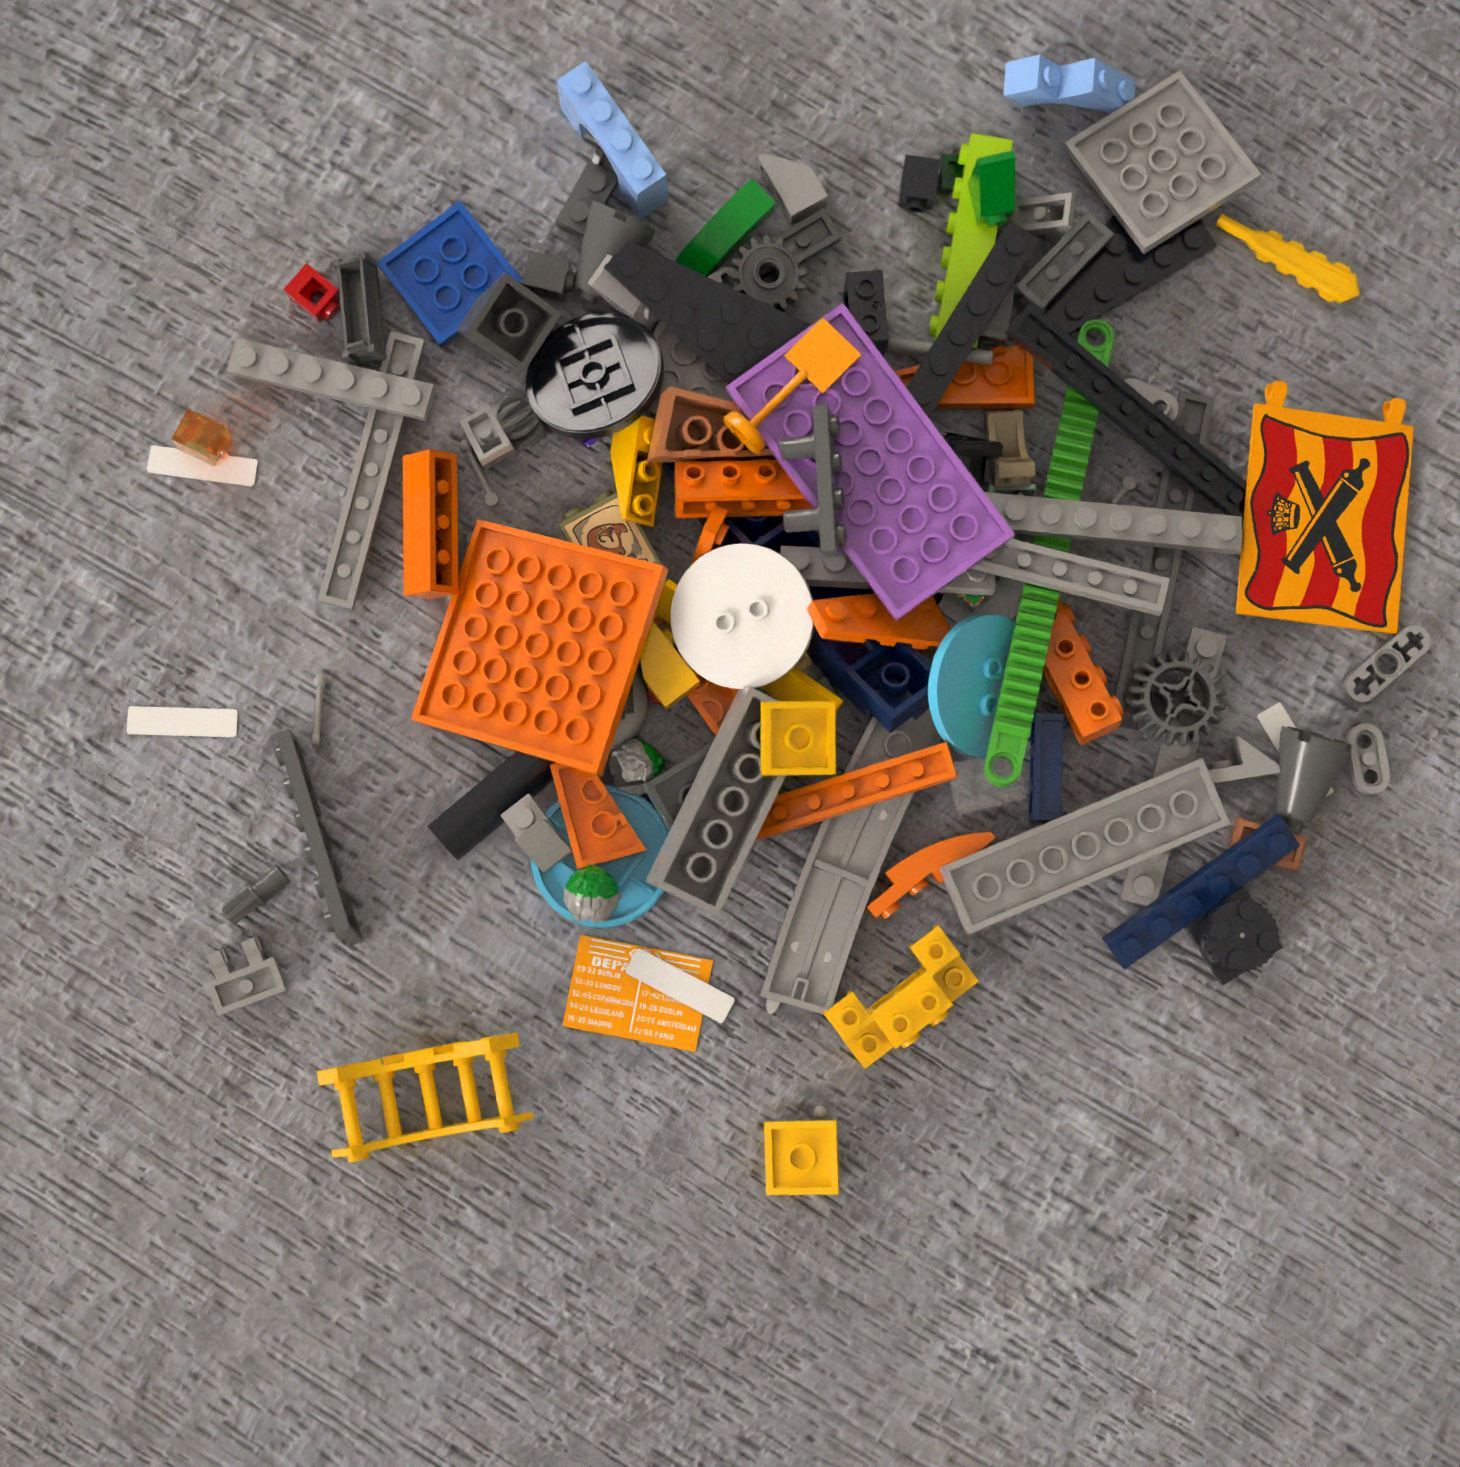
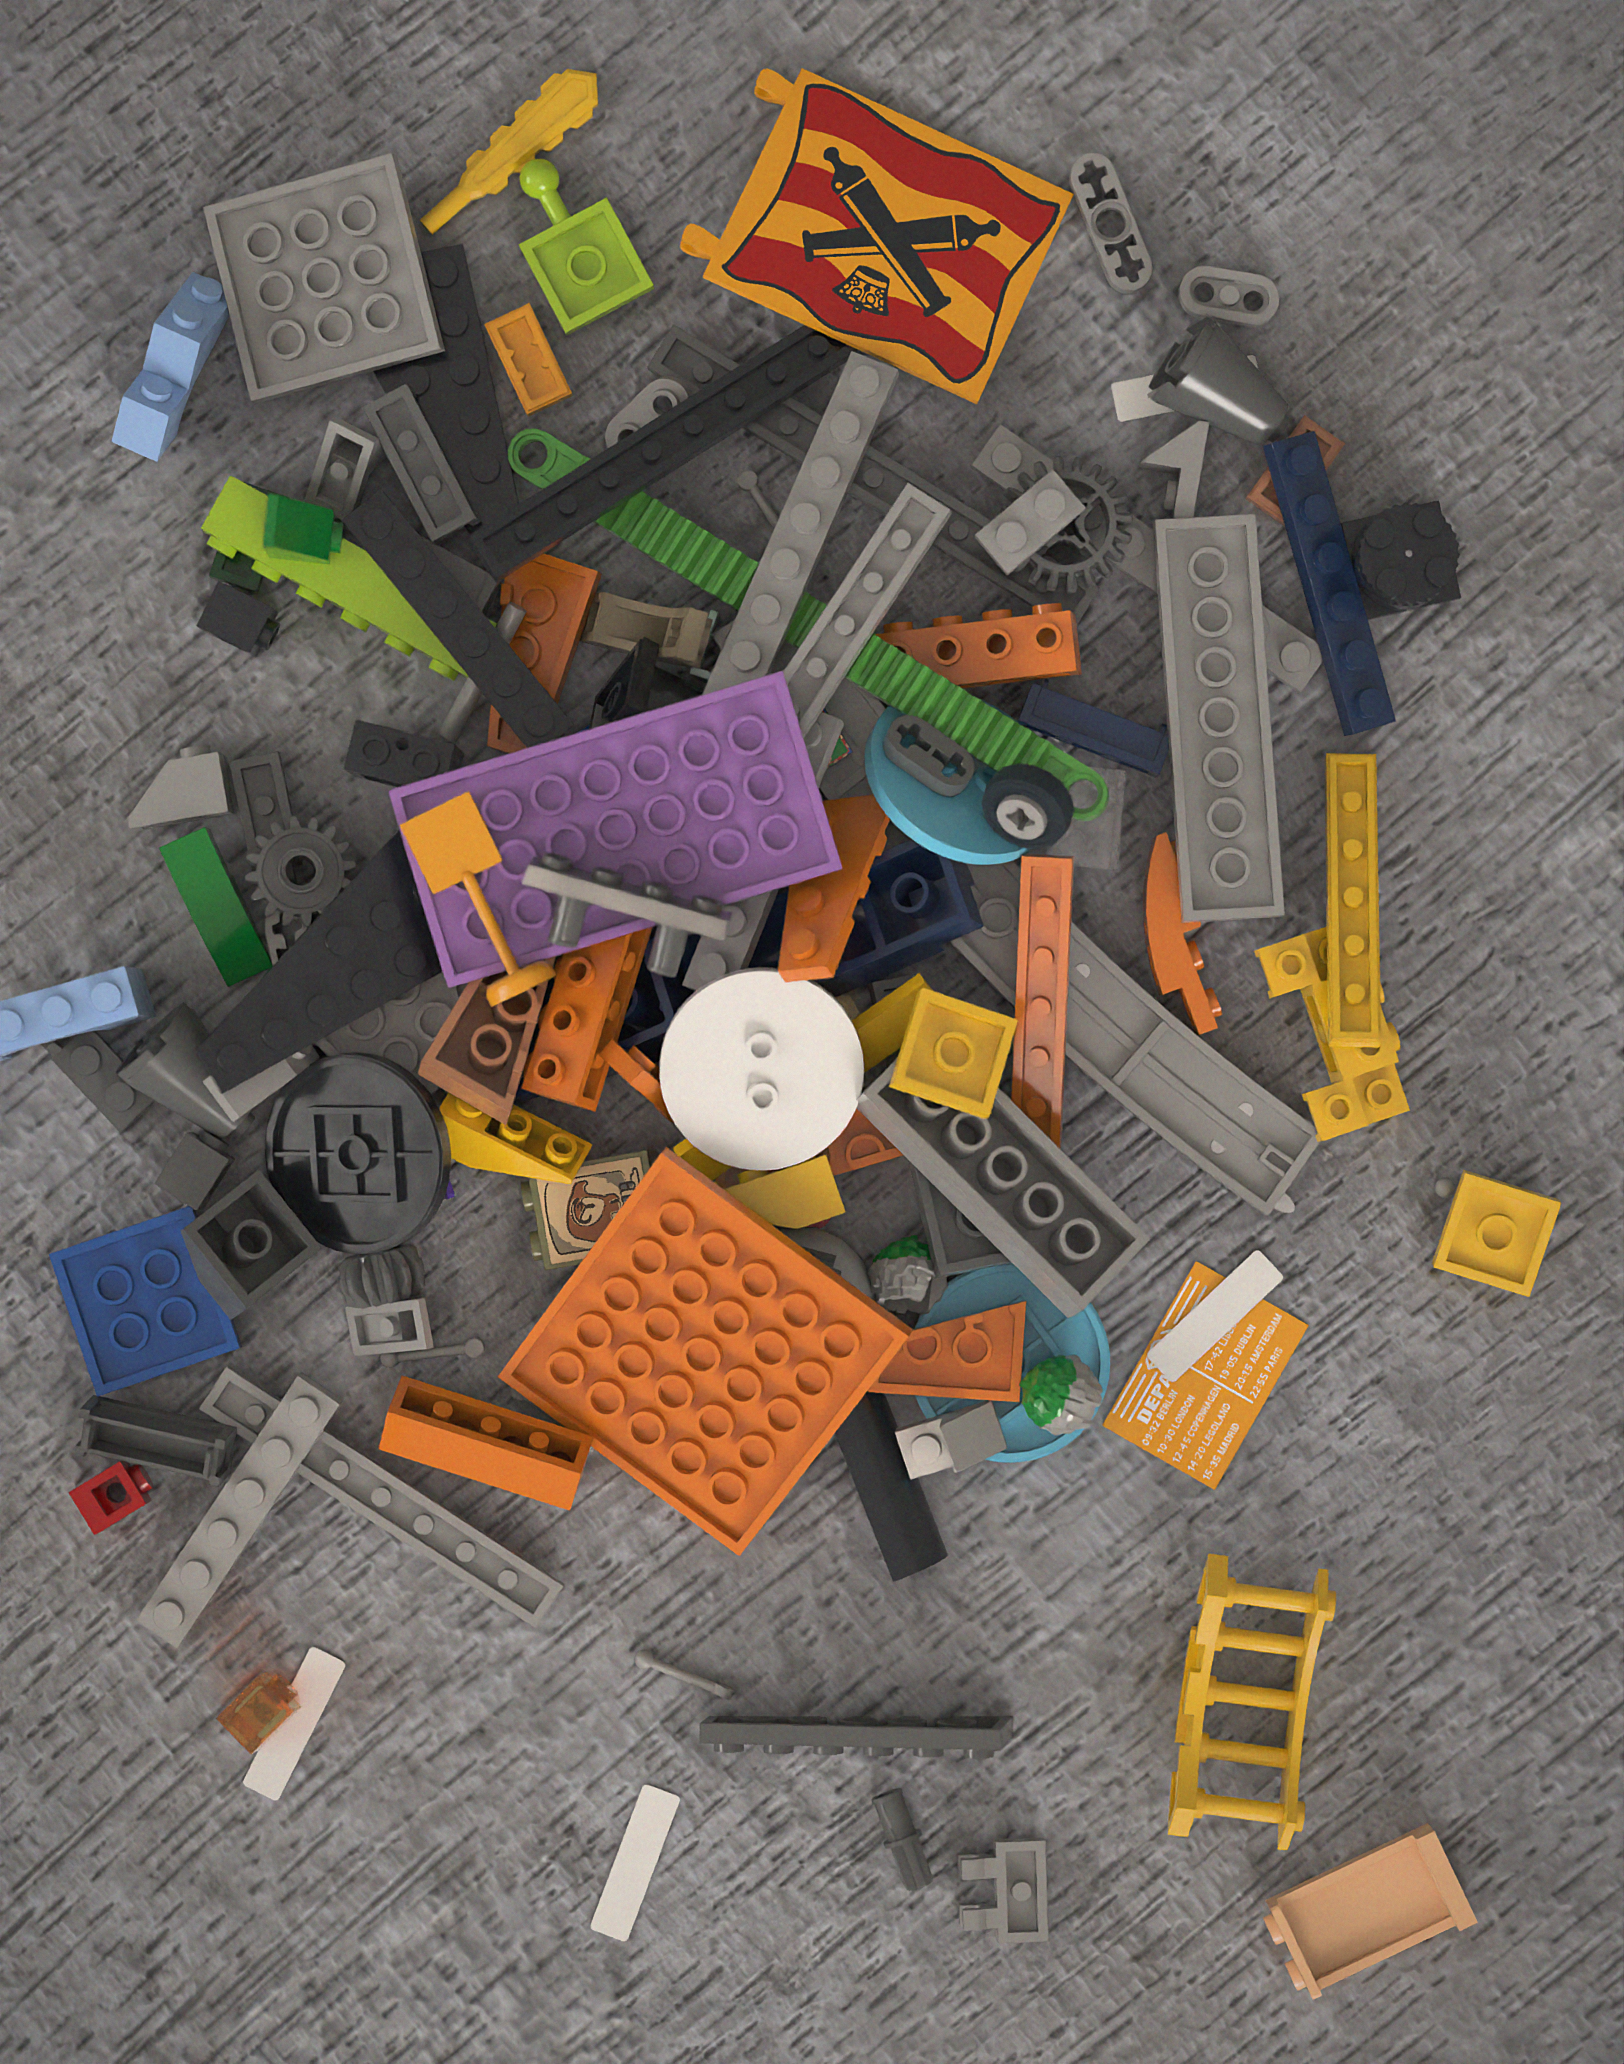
camera: 65 degrees left, 5 degrees up
(309, 1228) = (1367, 1910): none -> light nougat panel
(982, 731) = (1027, 806): none -> black wheel
(991, 655) = (928, 755): none -> dark grey beam
(993, 979) = (1352, 900): none -> yellow tile
(1156, 313) = (528, 359): none -> light orange plate
(1171, 671) = (1029, 522): none -> light grey plate
(1235, 326) = (583, 258): none -> lime plate

